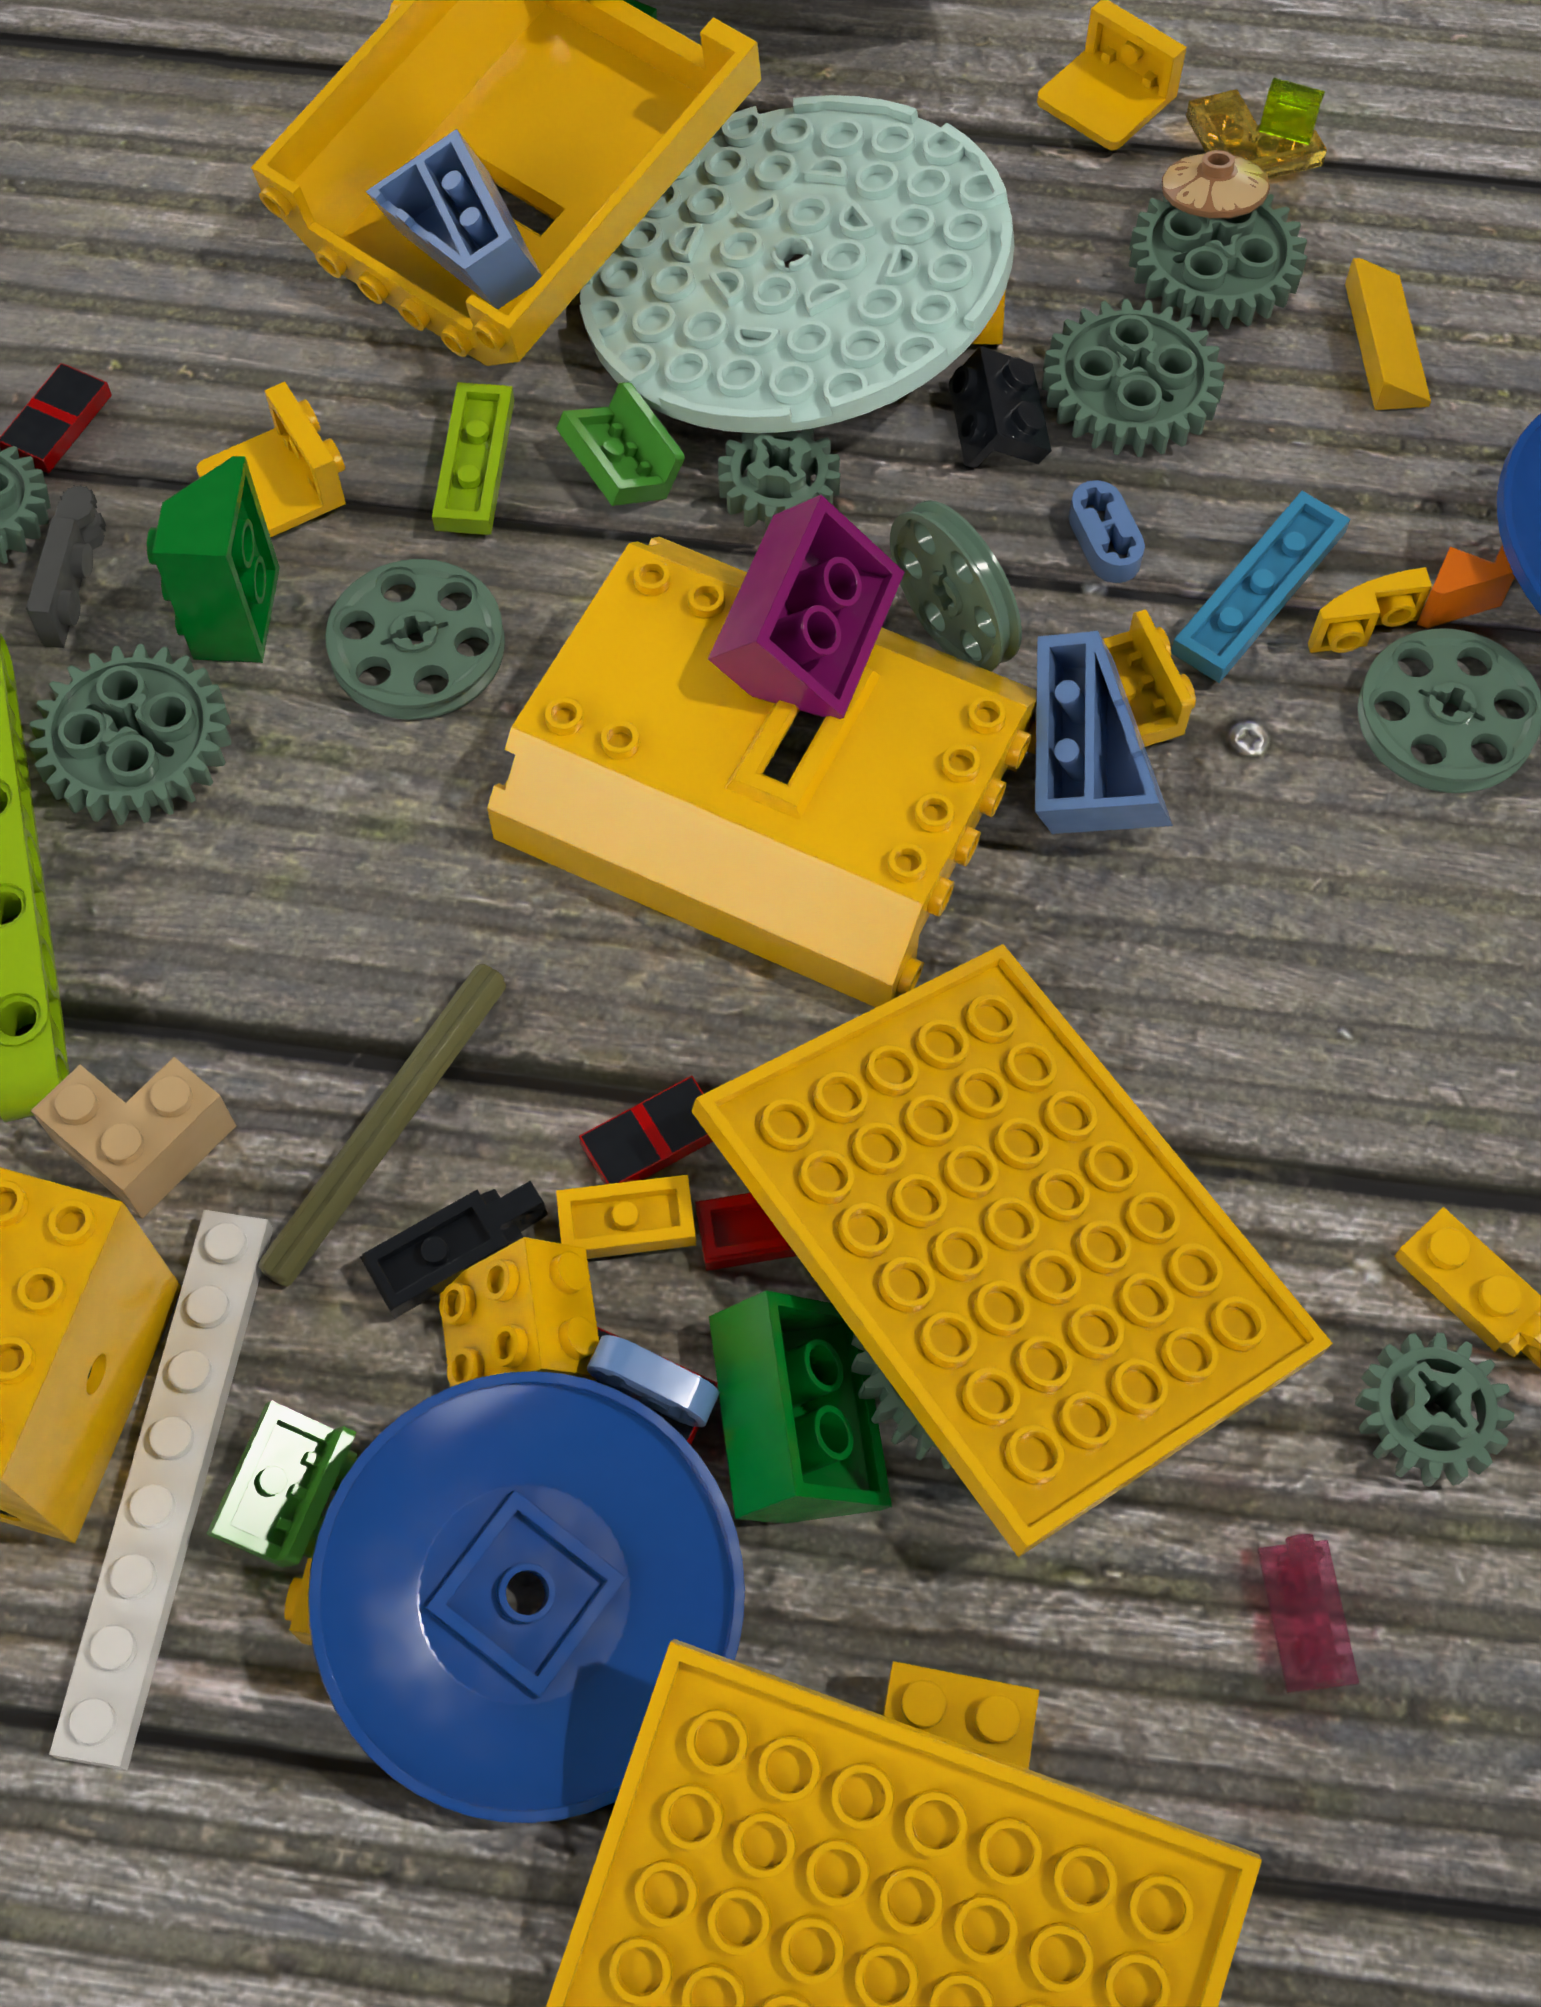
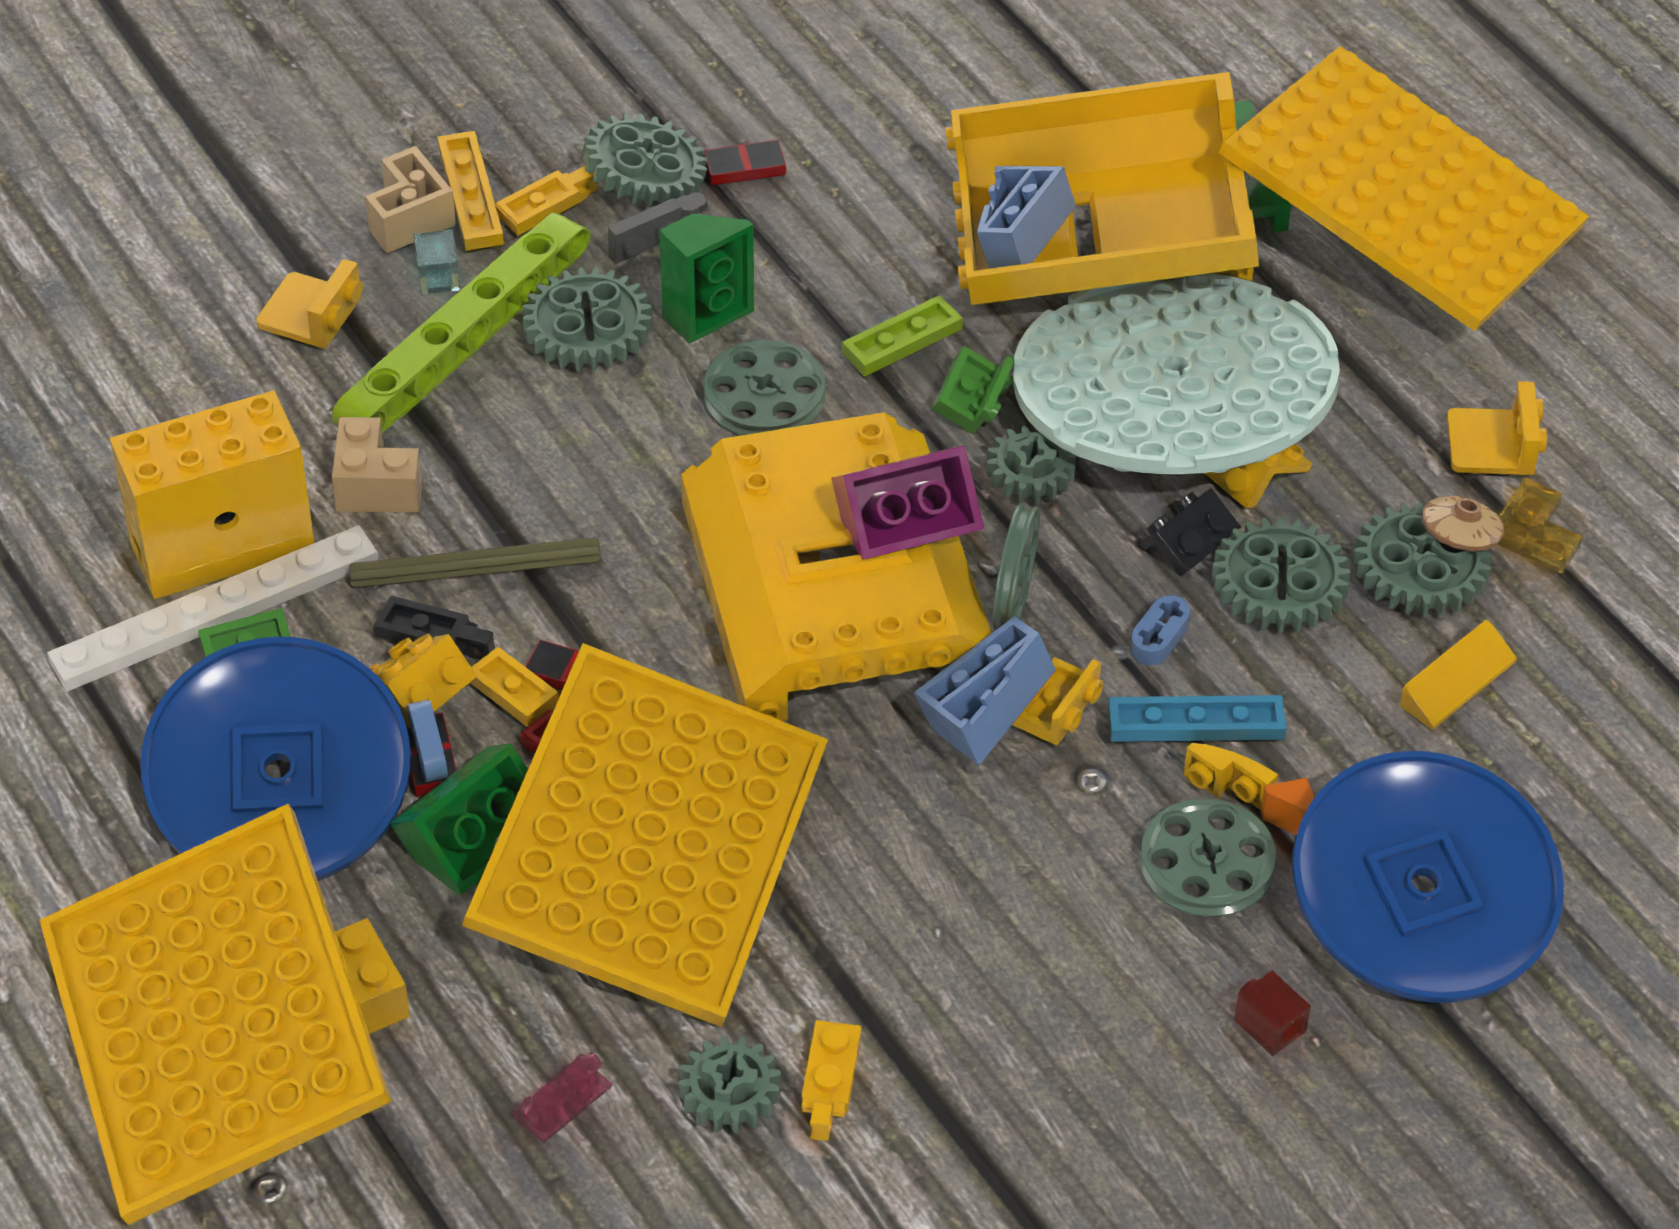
camera: 50 degrees right, 15 degrees down
(289, 464) = (800, 267): yellow bracket -> none
(1291, 111) = (1558, 521): clear neon green tile -> none

